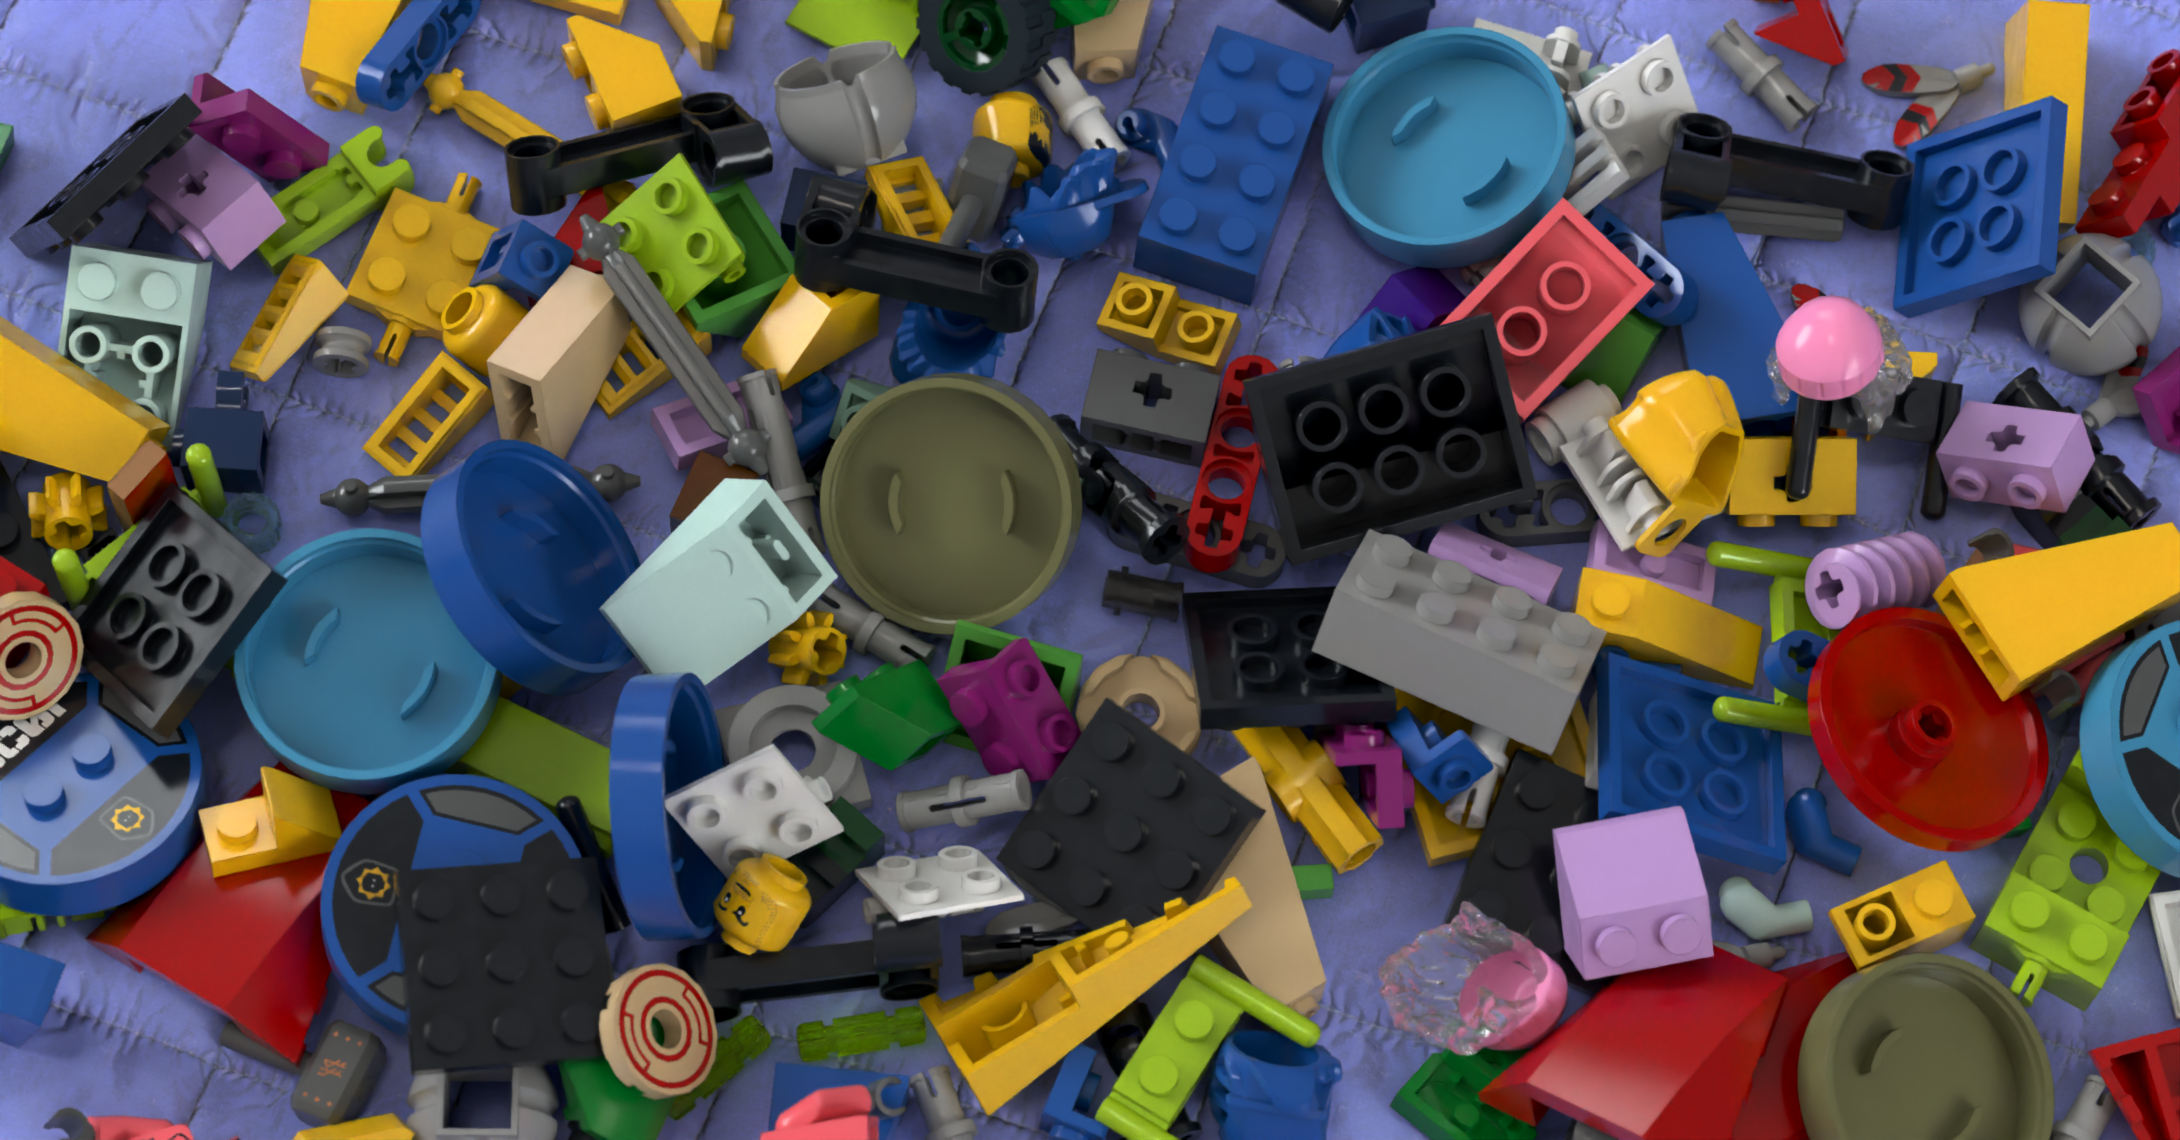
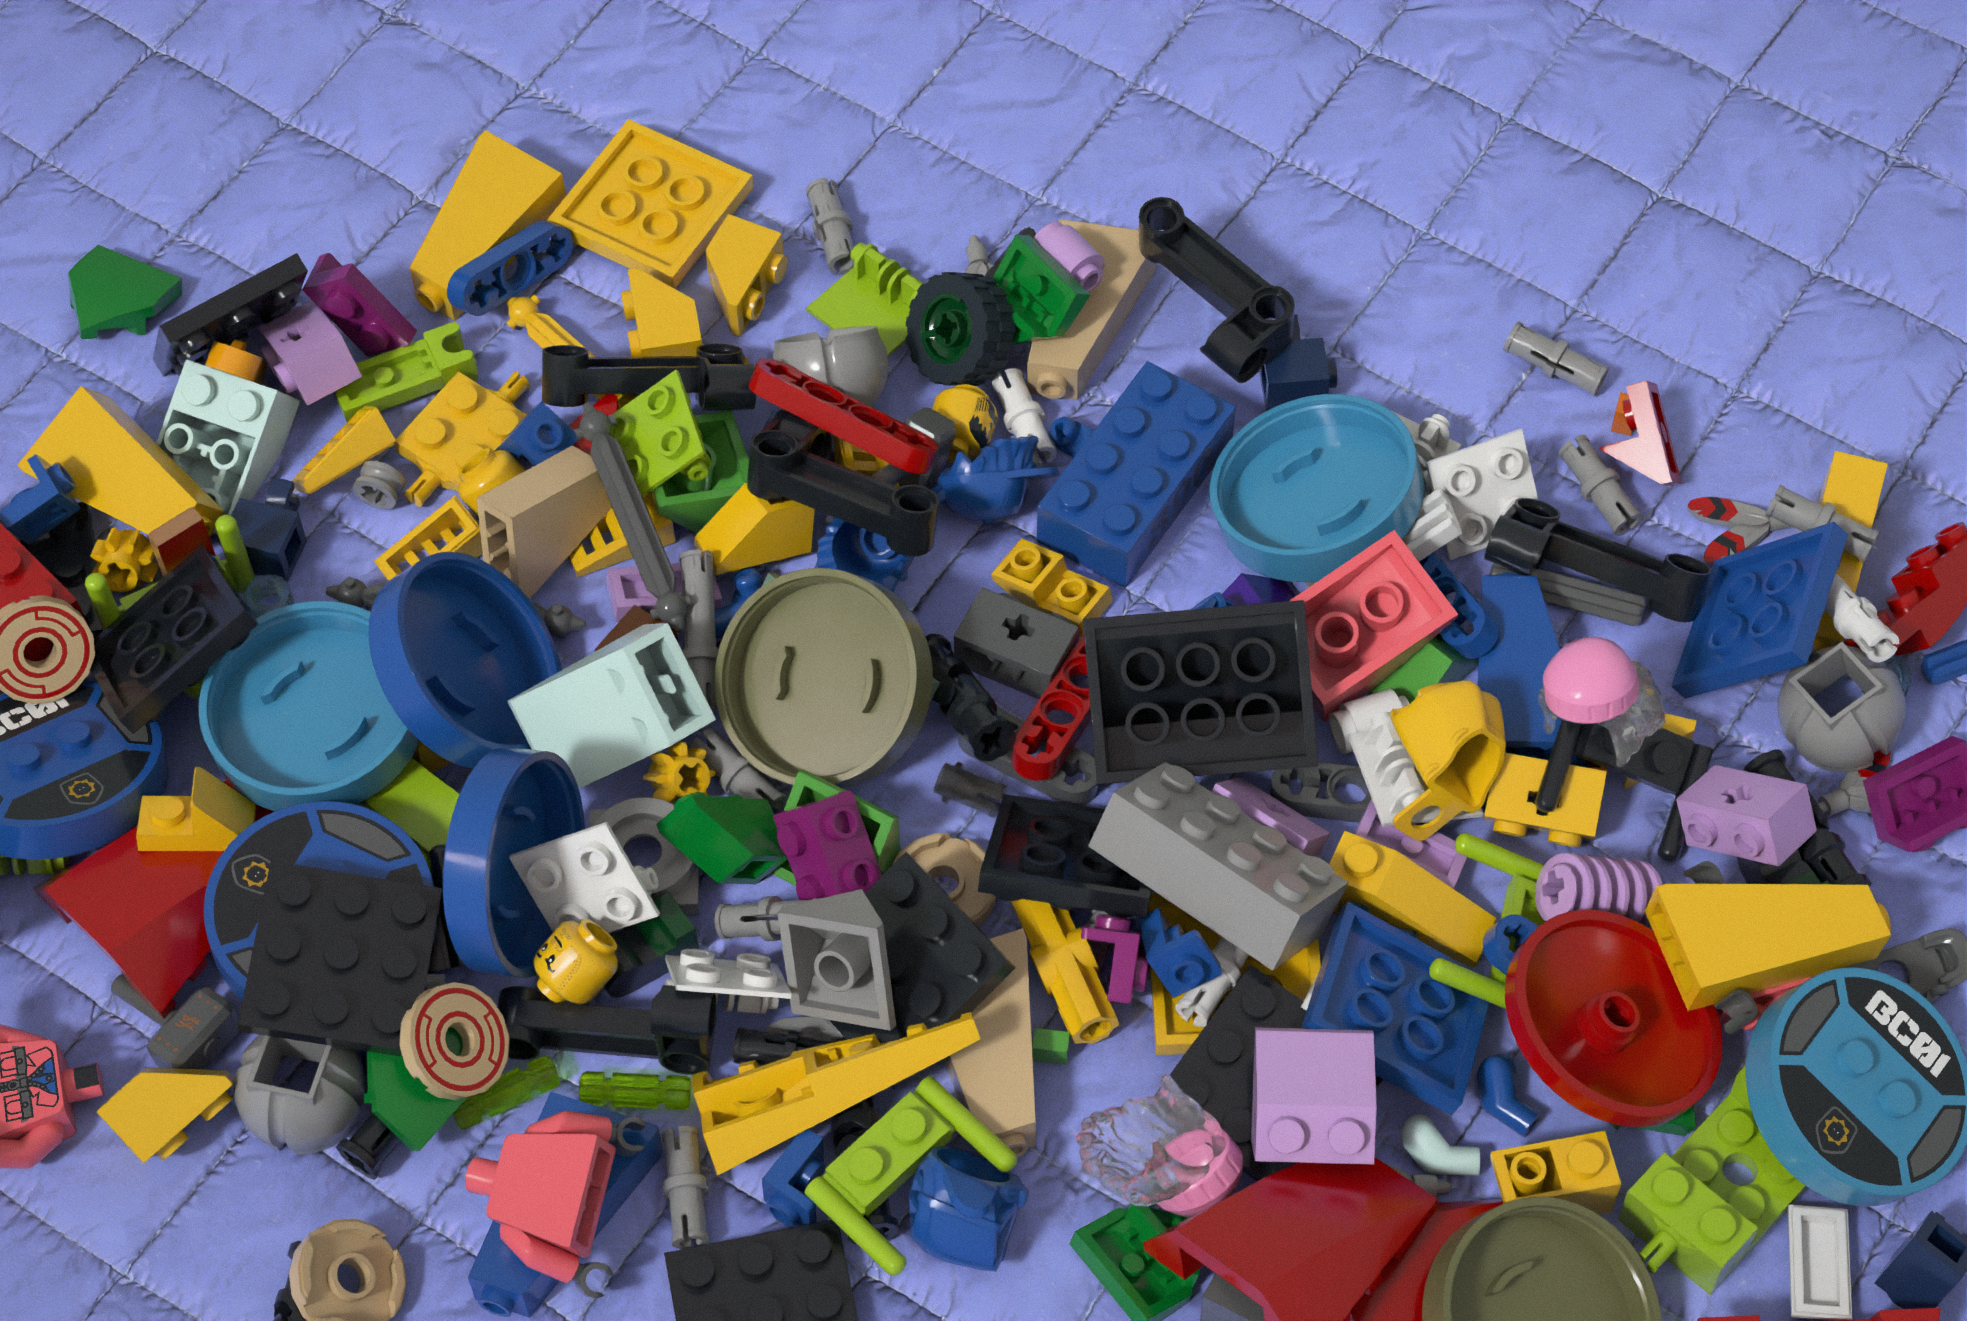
camera: 20 degrees right, 10 degrees down
(130, 234) = (237, 361): none -> light orange piece
(888, 171) = (843, 416): none -> red beam
(1069, 844) = (837, 960): none -> light grey slope
(2023, 87) = (1807, 514): none -> light grey pin
(2094, 204) = (1858, 619): none -> white pin

